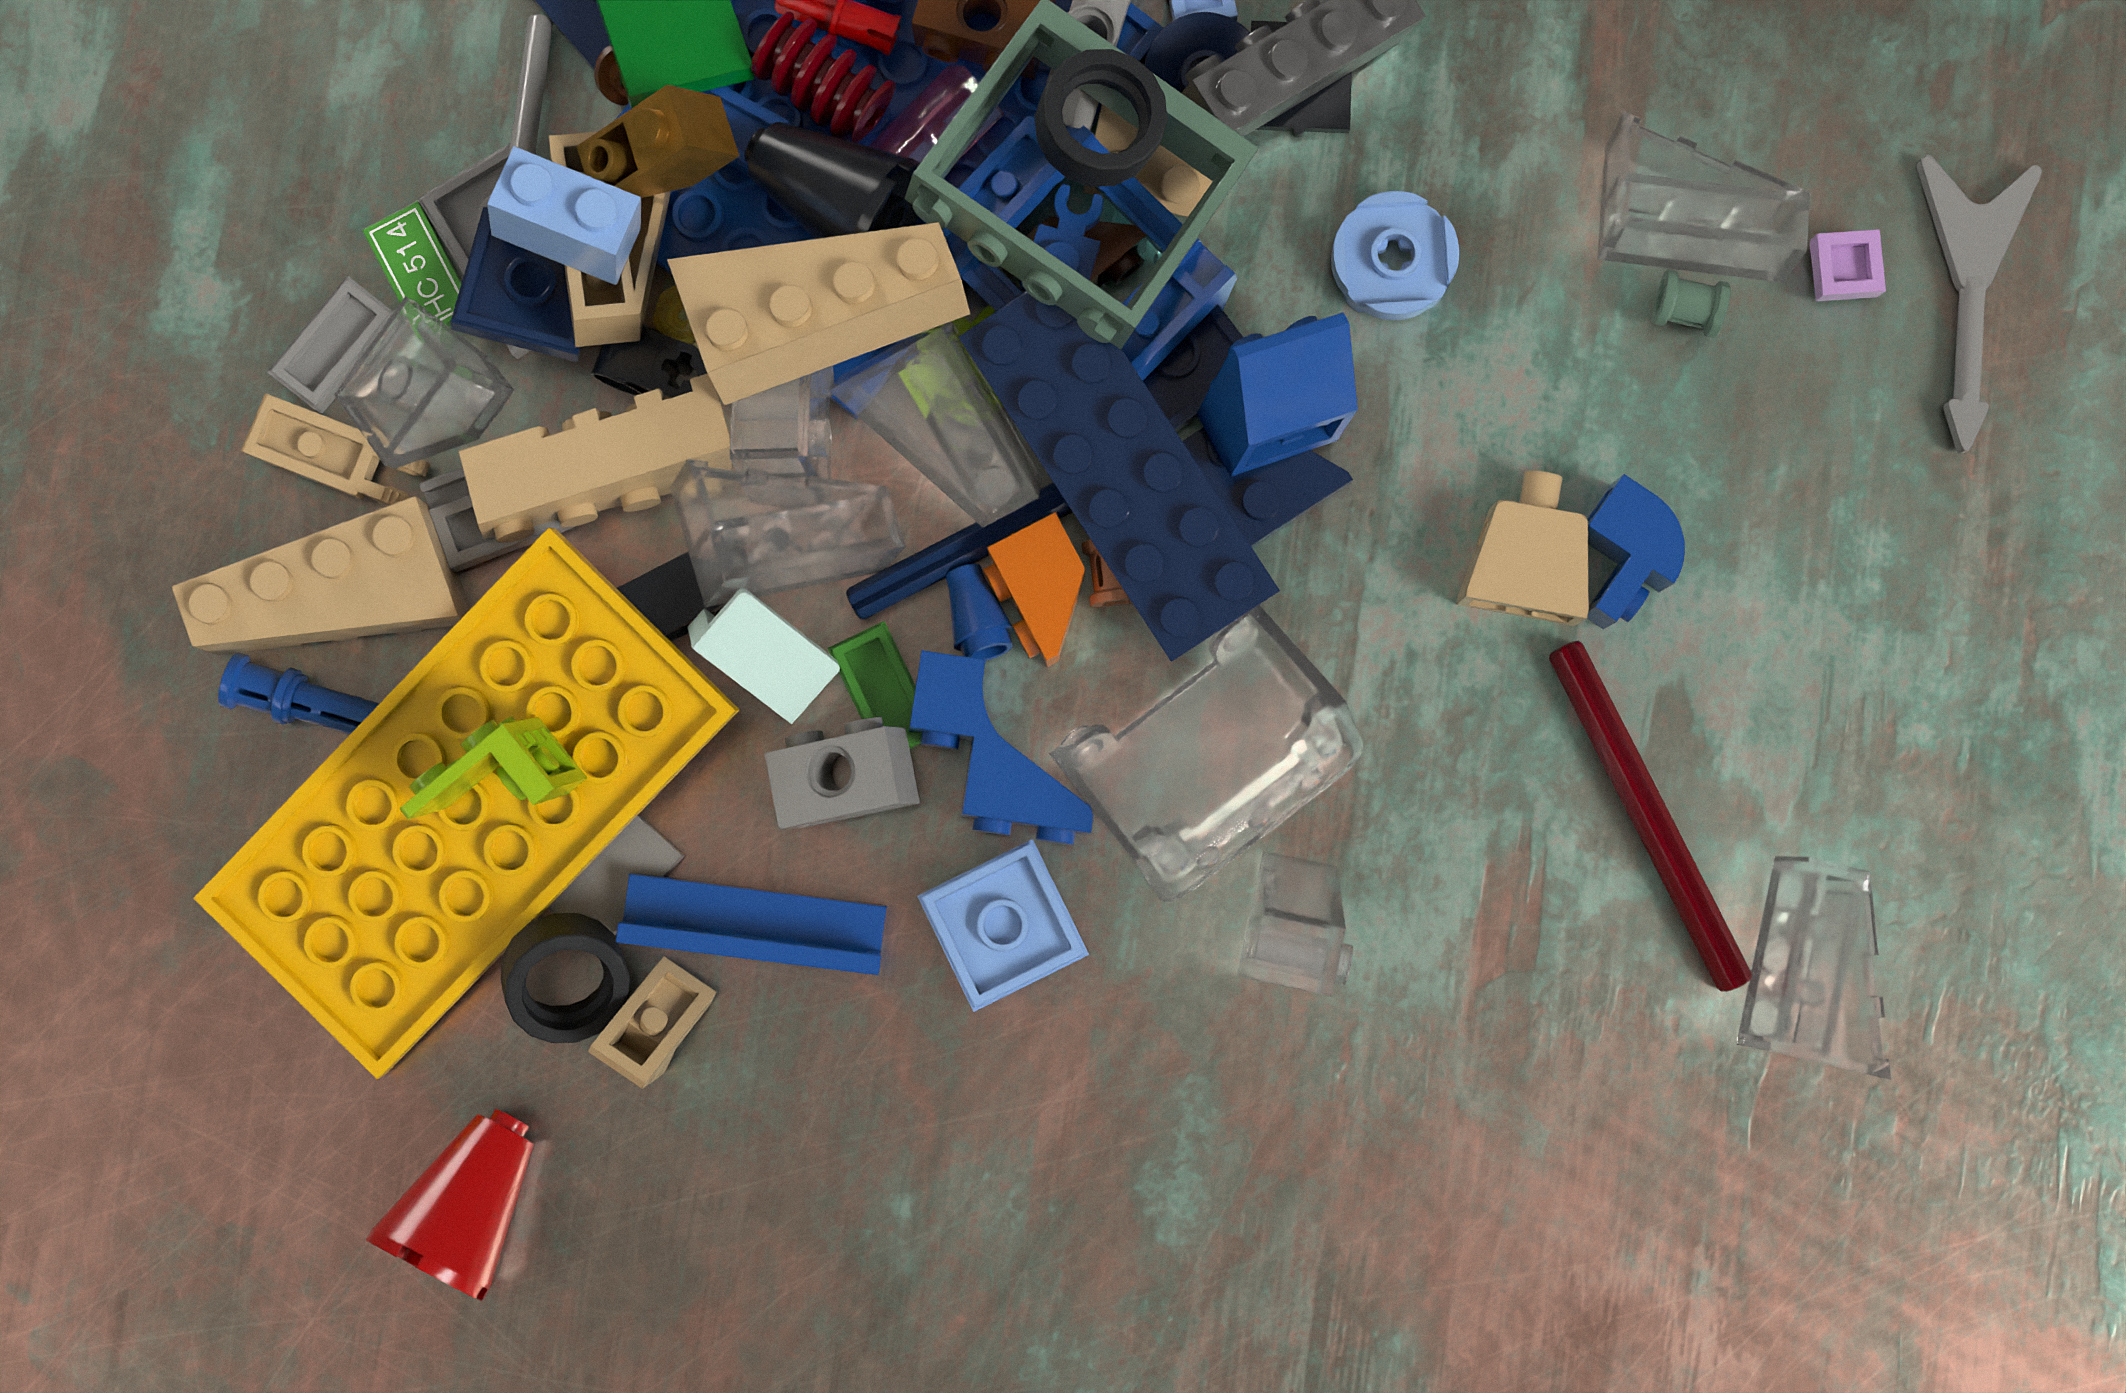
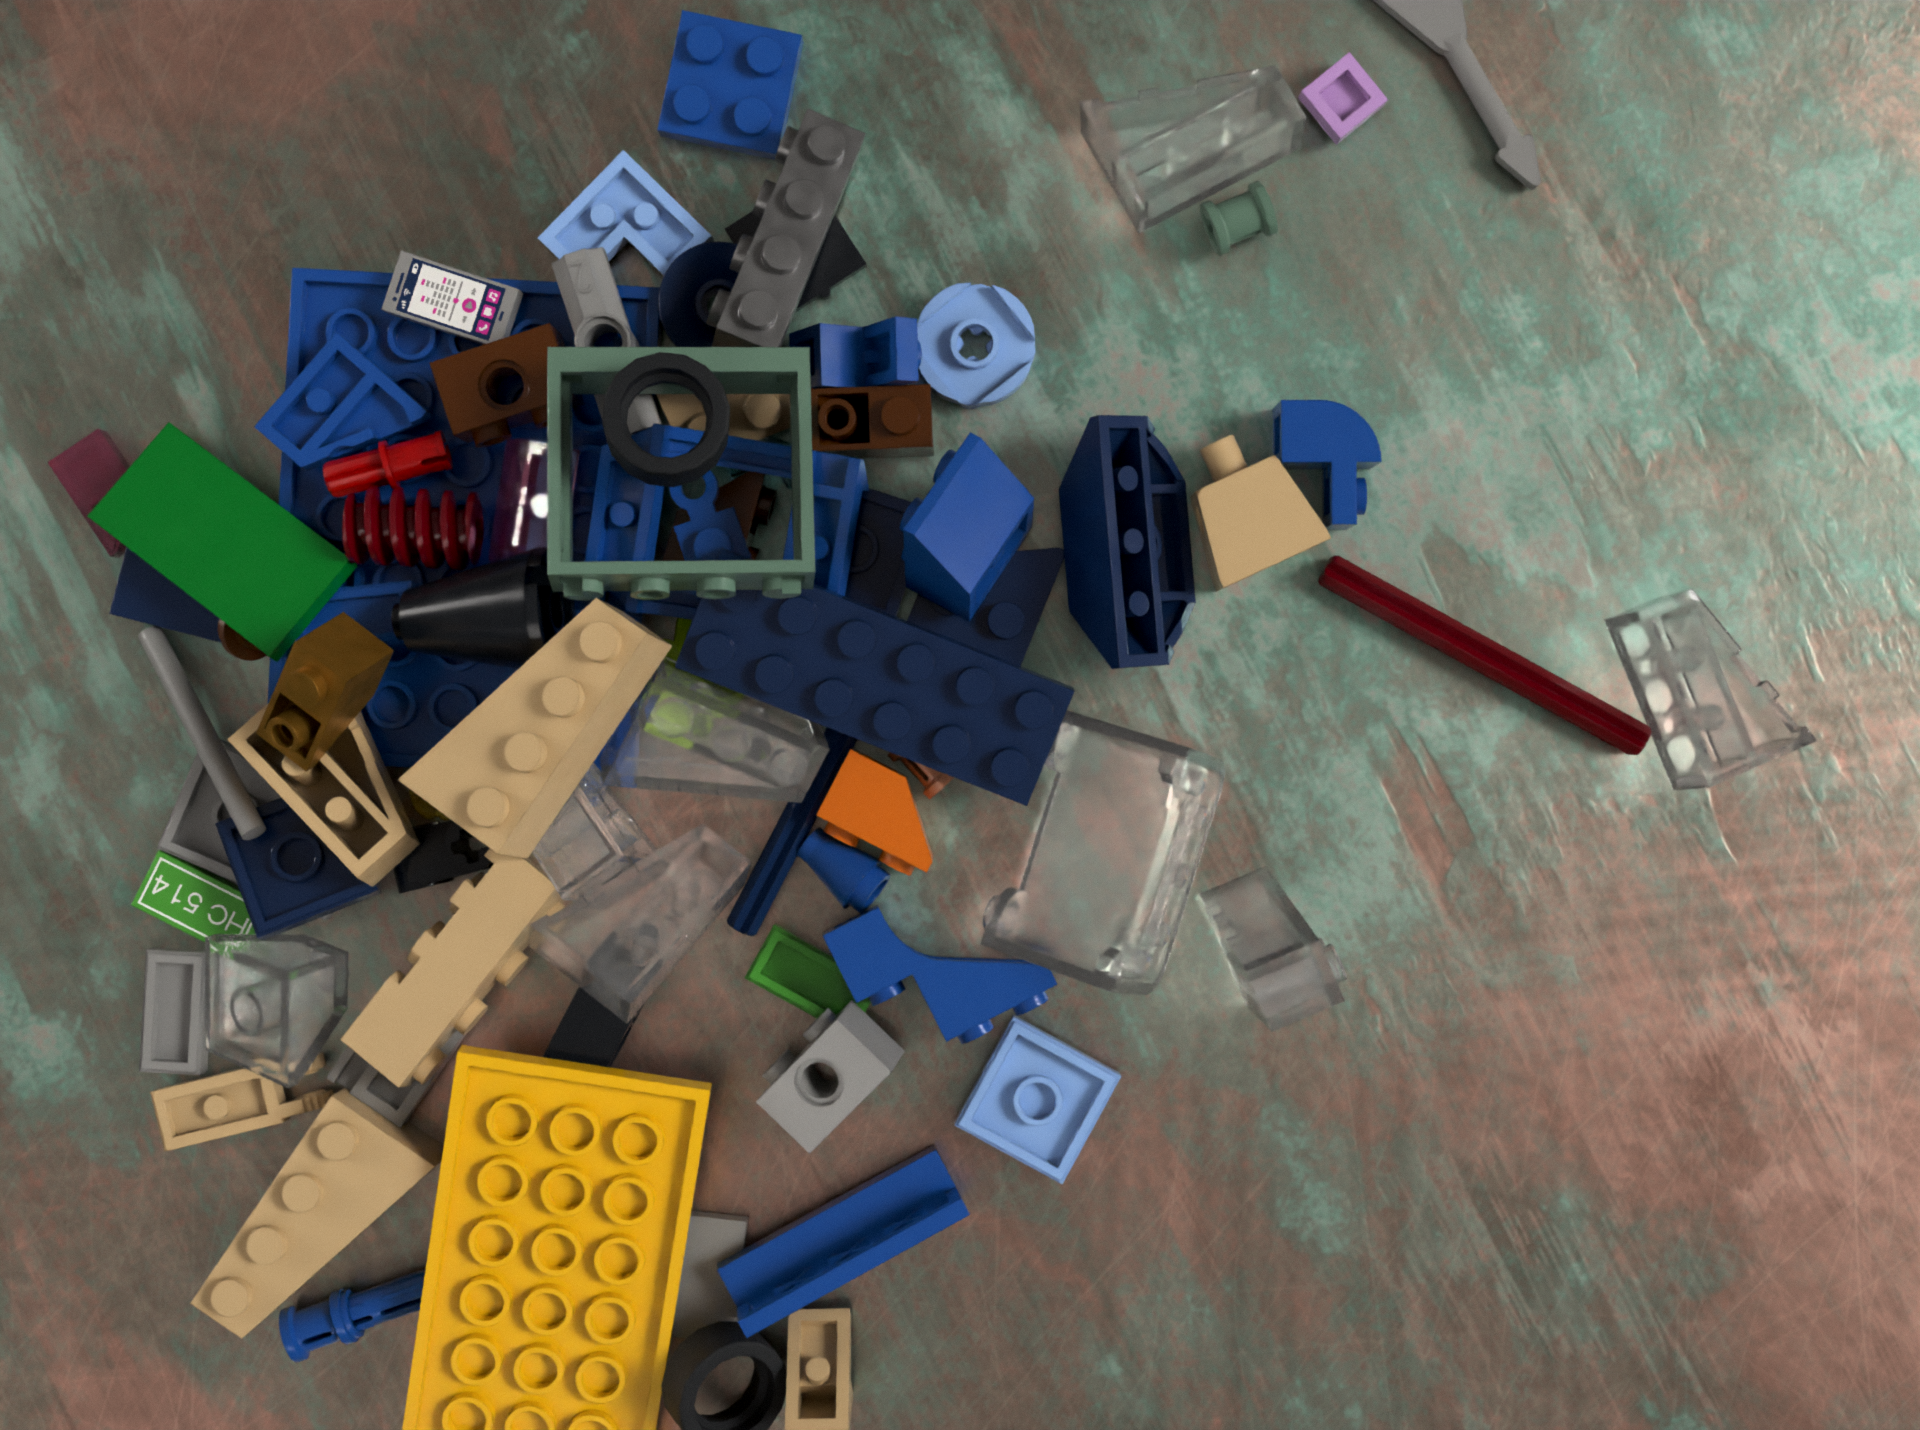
camera: 40 degrees left, 5 degrees up
(530, 767) = (576, 1252): lime bracket -> none
(564, 215) = (288, 802): light blue brick -> none
(763, 654) = (698, 1028): light aqua panel -> none
(1269, 257) = (873, 421): none -> reddish brown slope
(1290, 201) = (862, 356): none -> blue brick
(1411, 502) = (1127, 542): none -> dark blue wedge

